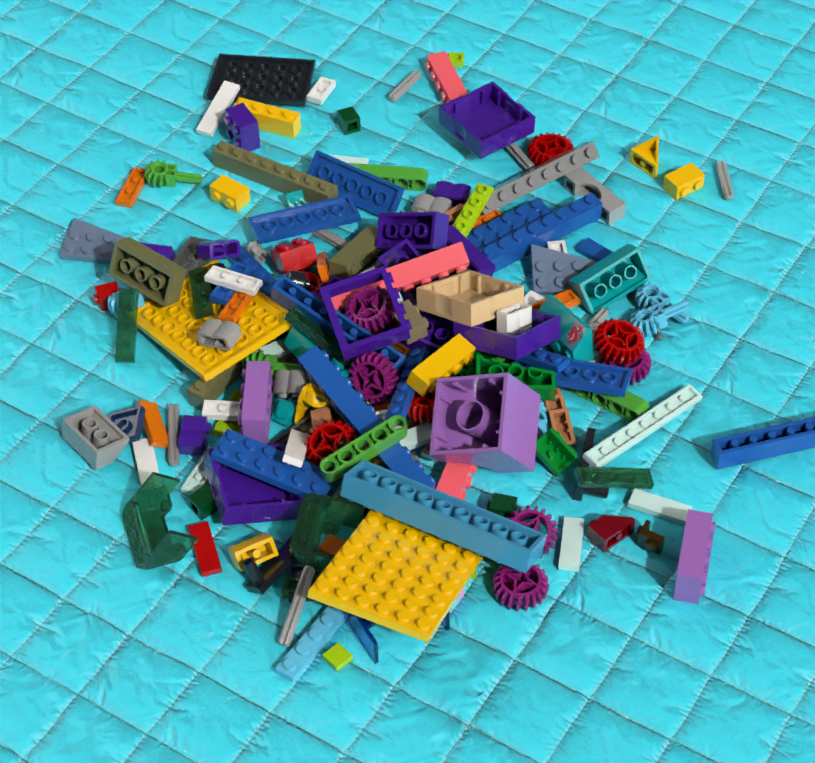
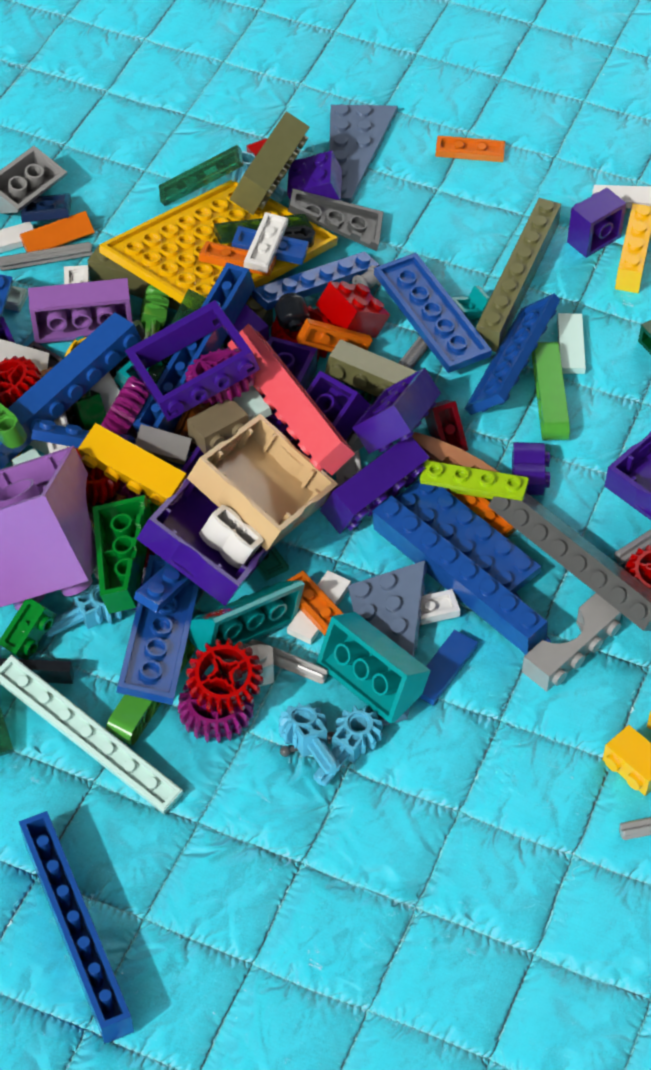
camera: 80 degrees right, 5 degrees up
(160, 174) = (493, 166): bright green gear -> none
(194, 435) = (40, 270): dark purple brick -> none
(218, 249) = (345, 233): dark purple brick -> none
(219, 334) = (166, 242): light grey brick -> none
(230, 193) = (474, 236): yellow brick -> none
(418, 352) = (163, 444): none -> light grey tile
(428, 203) = (494, 445): light grey brick -> none
(559, 417) = (95, 637): nougat slope -> none

